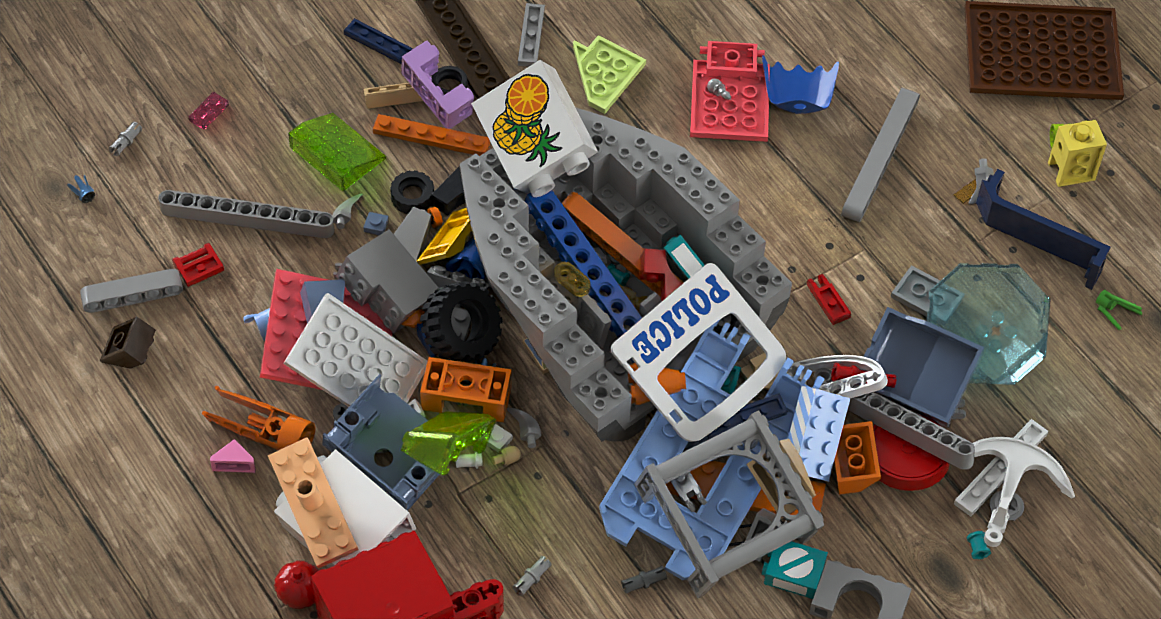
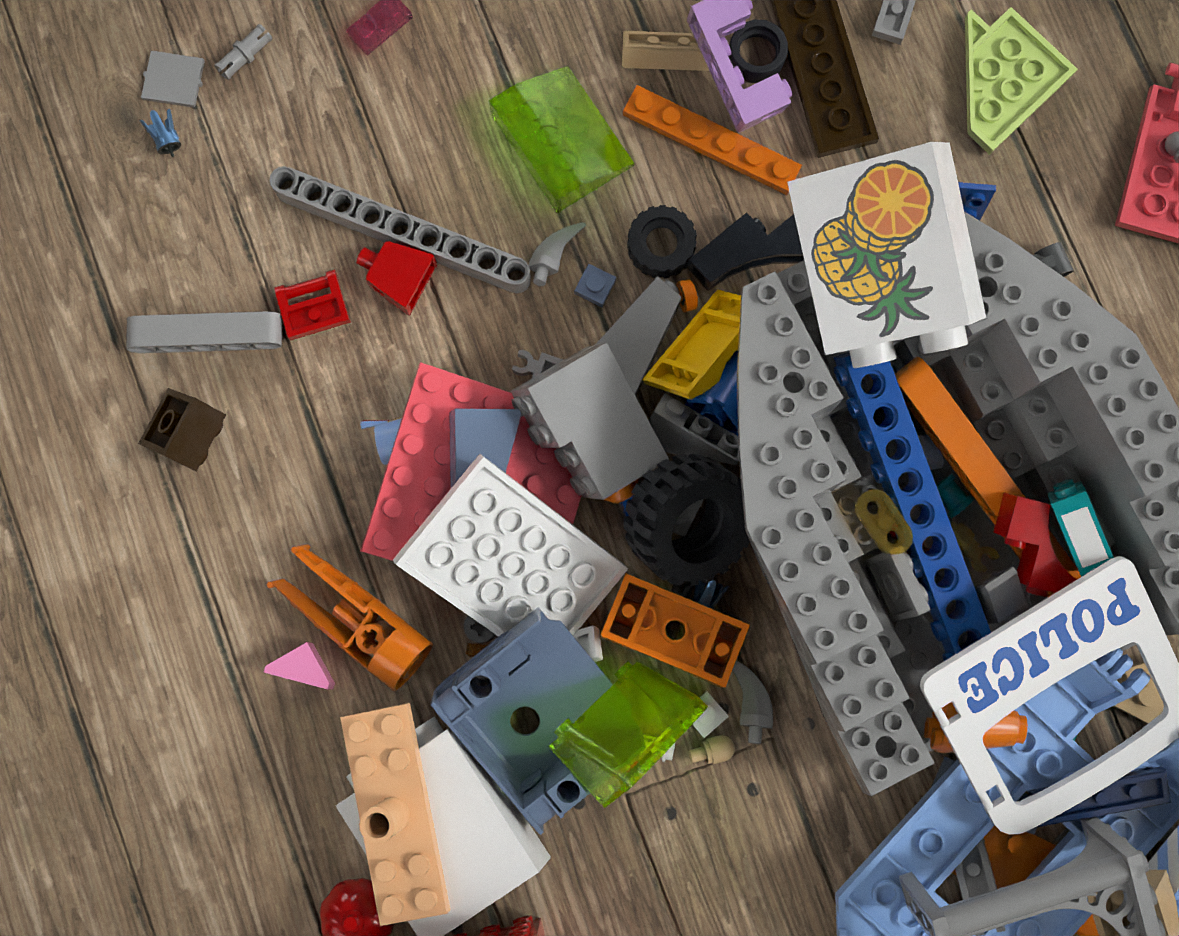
camera: 15 degrees right, 25 degrees up
(81, 162) = (172, 79): none -> light grey piece
(249, 237) = (398, 273): none -> red torso

